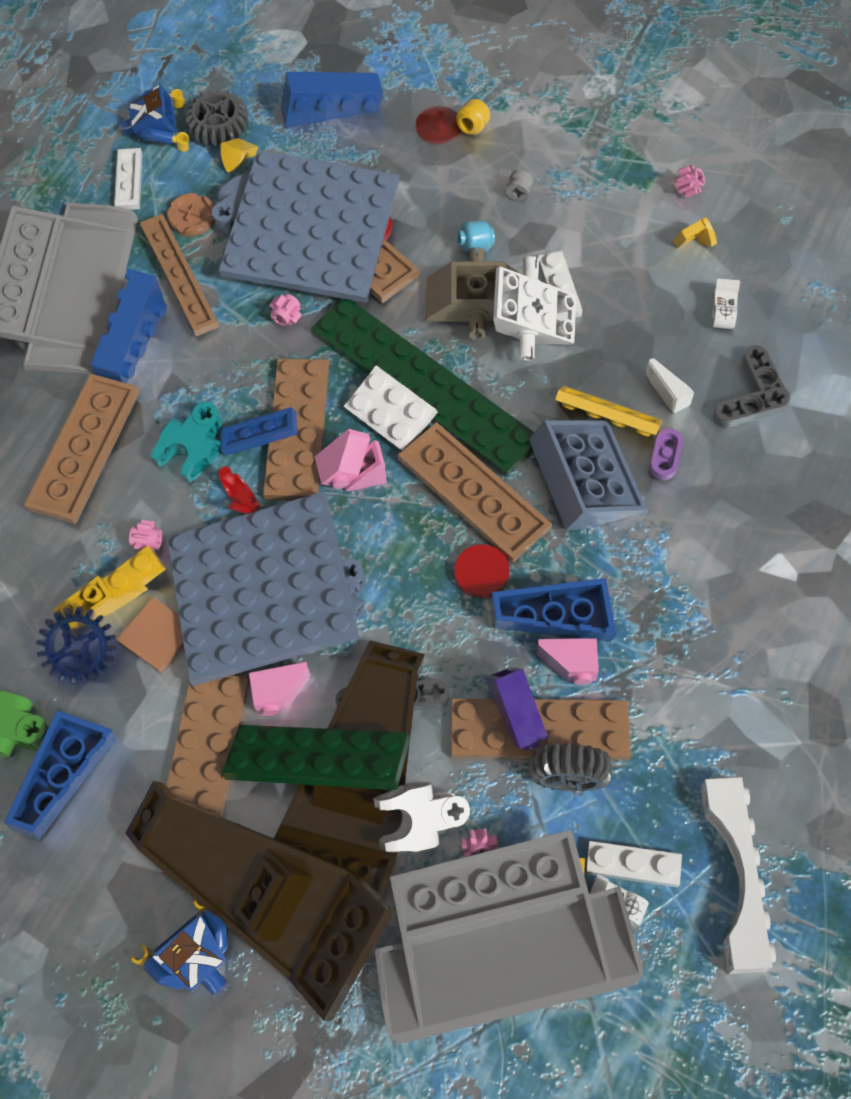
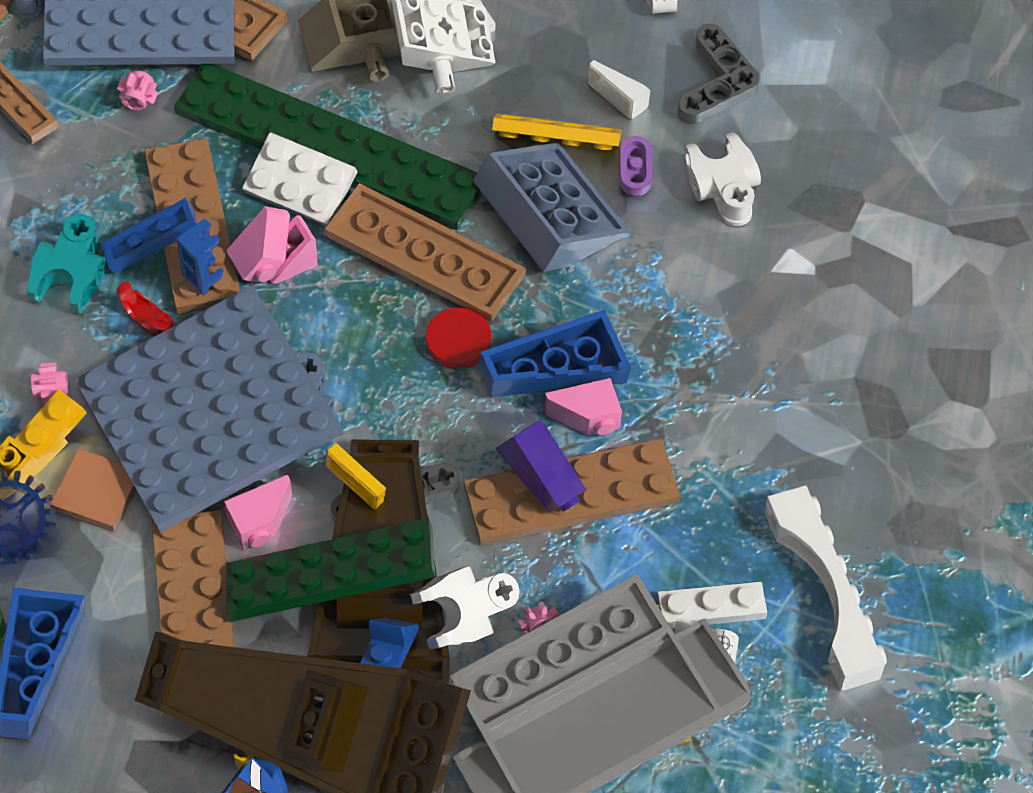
camera: 20 degrees left, 5 degrees down
(286, 456) = (197, 256): none -> blue hinge
(346, 837) = (389, 642): none -> blue slope
(359, 678) = (355, 476): none -> yellow tile
(570, 767) = (618, 517): dark grey gear -> none
(739, 482) = (725, 179): none -> white piece

